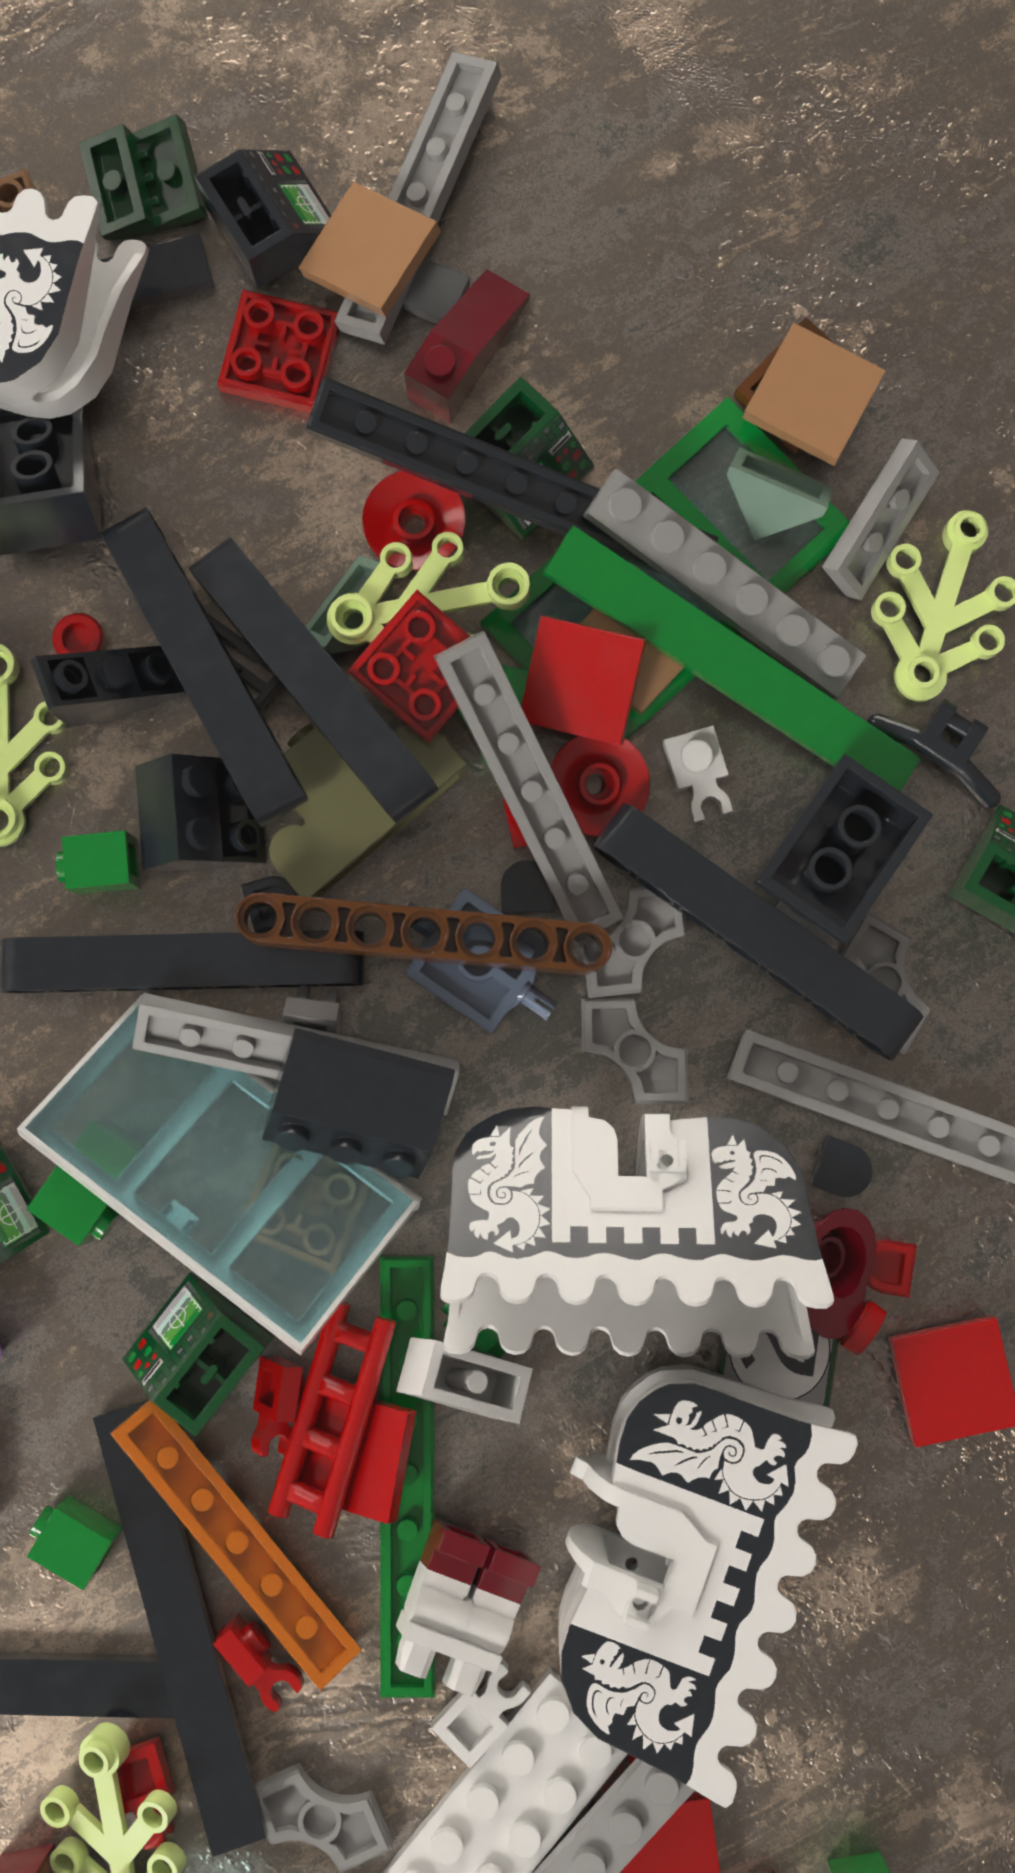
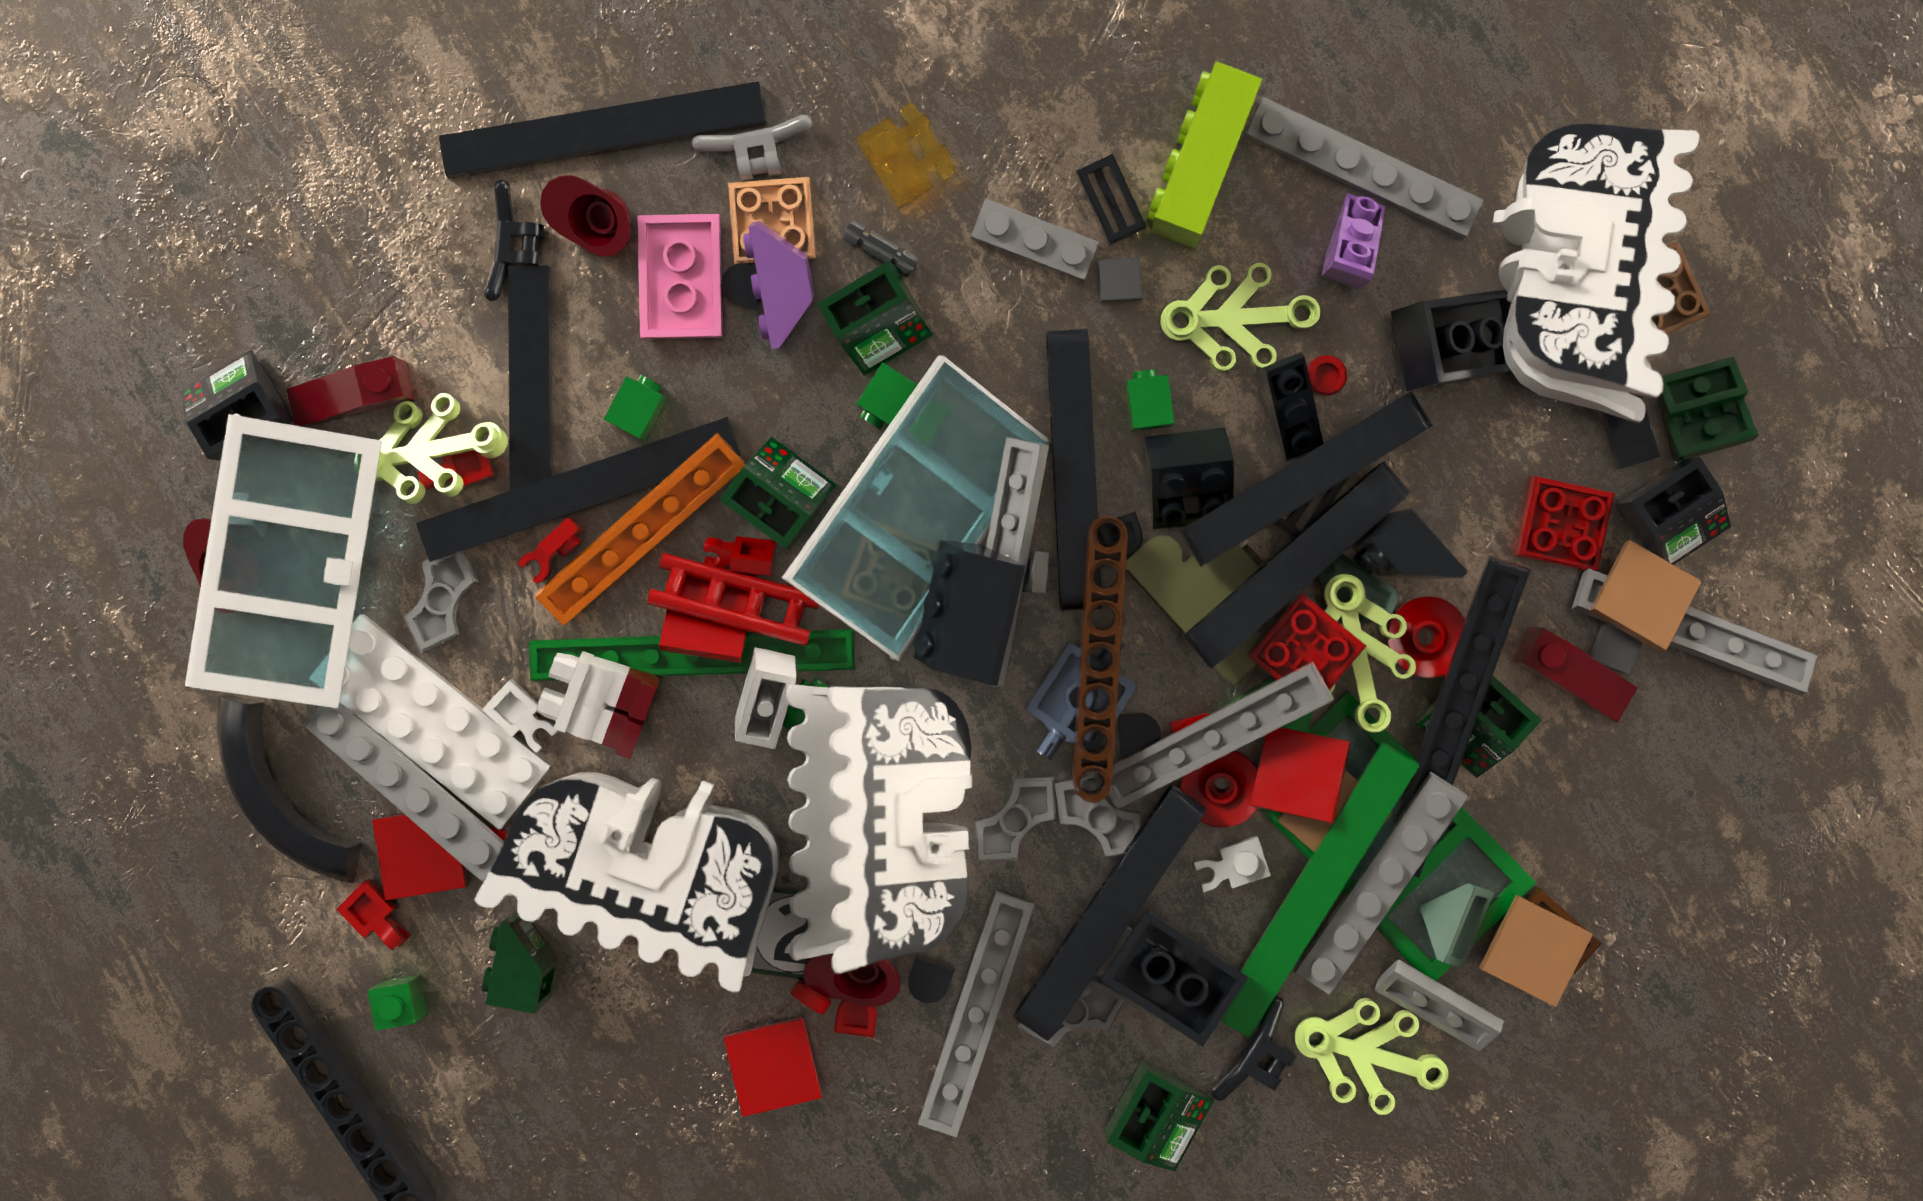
camera: 90 degrees right, 5 degrees up
(298, 535) = (1405, 548): none -> black slope
(819, 1728) = (521, 967): none -> dark green slope

